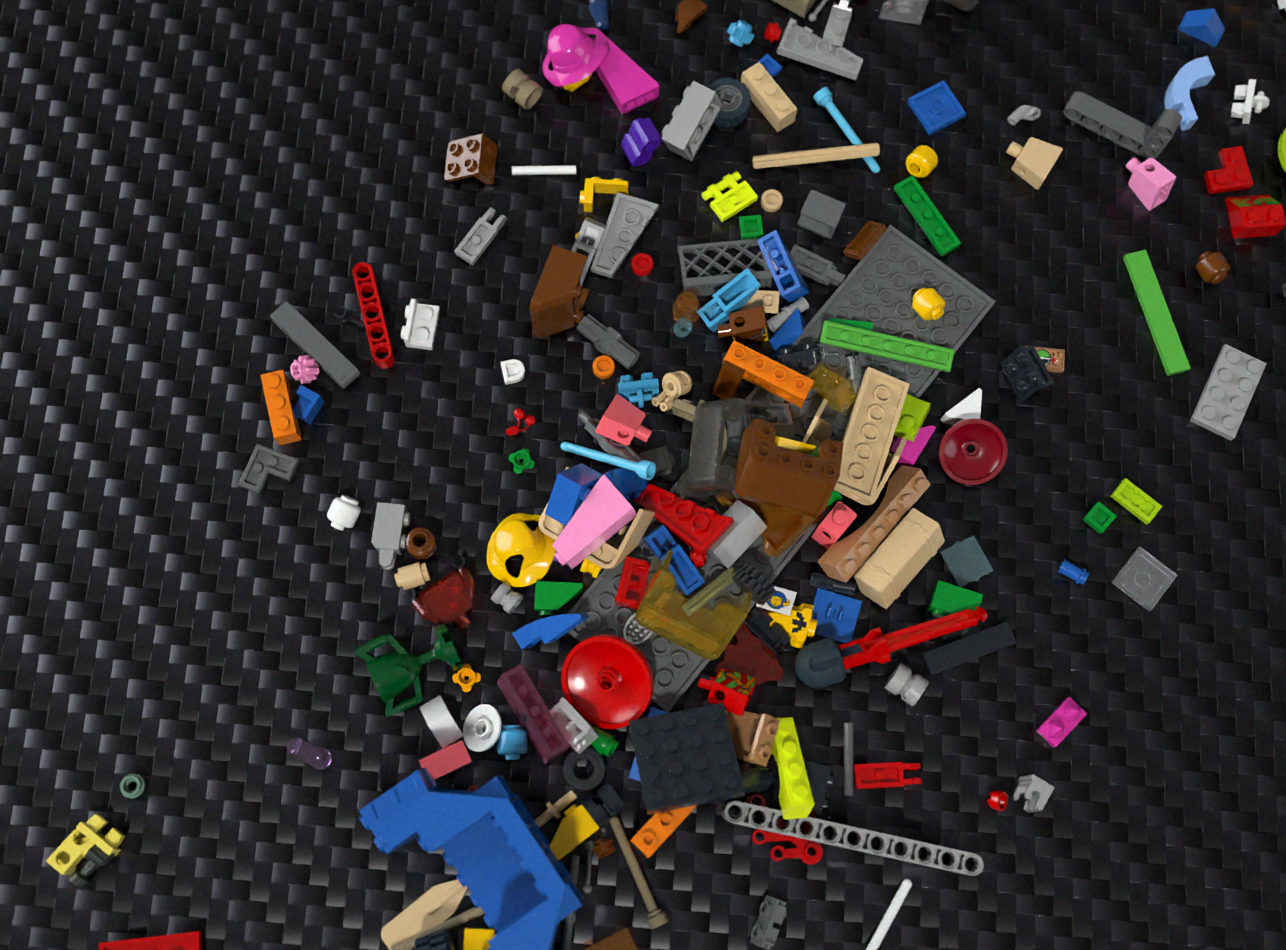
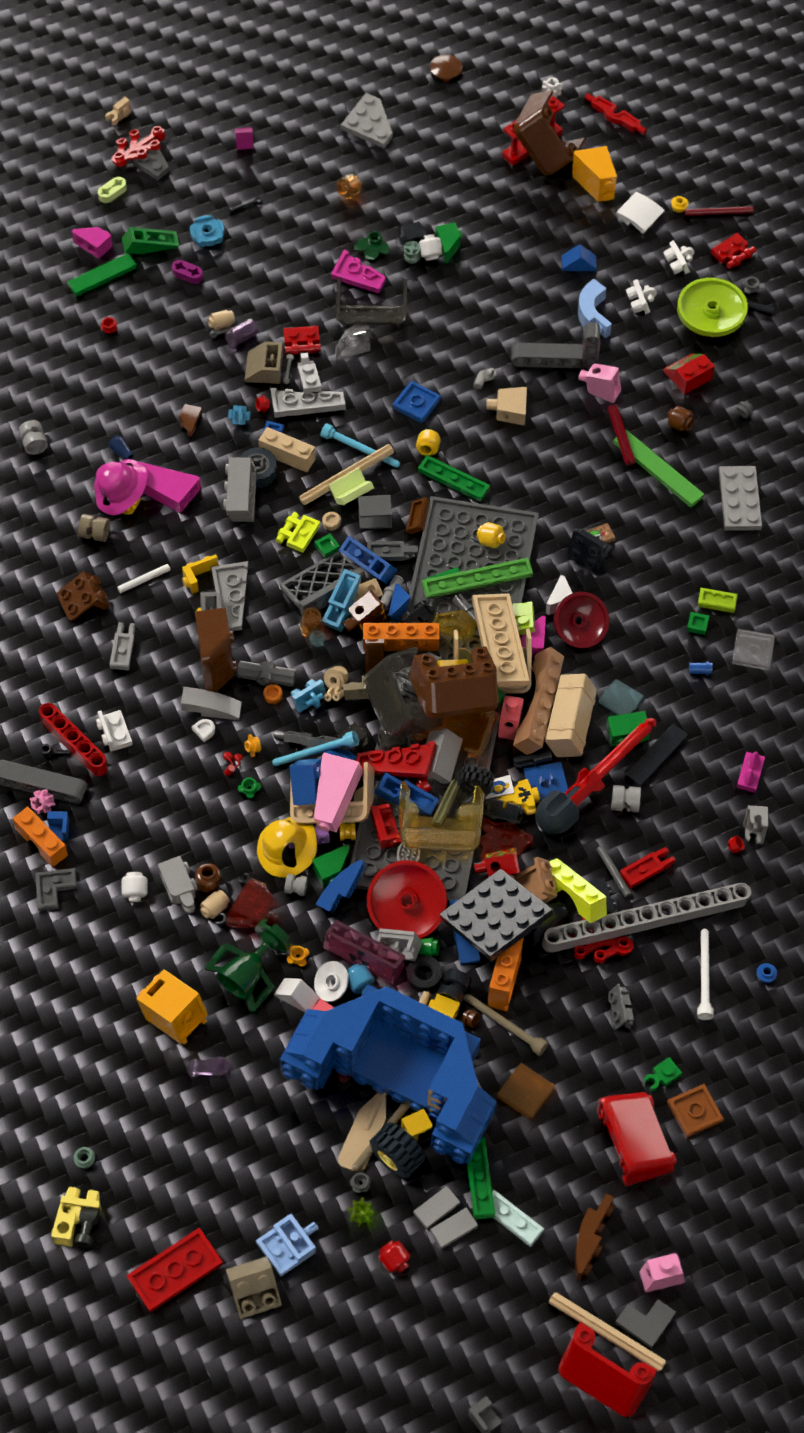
camera: 25 degrees left, 15 degrees down
(301, 672) = (172, 1006): none -> light orange container
(532, 347) = (210, 704): none -> light grey slope
(549, 415) = (252, 745): none -> light orange plate
(623, 422) = (312, 721): coral torso -> none
(640, 141) = (209, 522): dark purple brick -> none
(642, 264) = (259, 609): red tile -> none
(811, 172) = (350, 487): none -> yellowish green panel
(1136, 254) = (621, 435): none -> dark red axle
(1234, 174) = (659, 350): red plate -> none

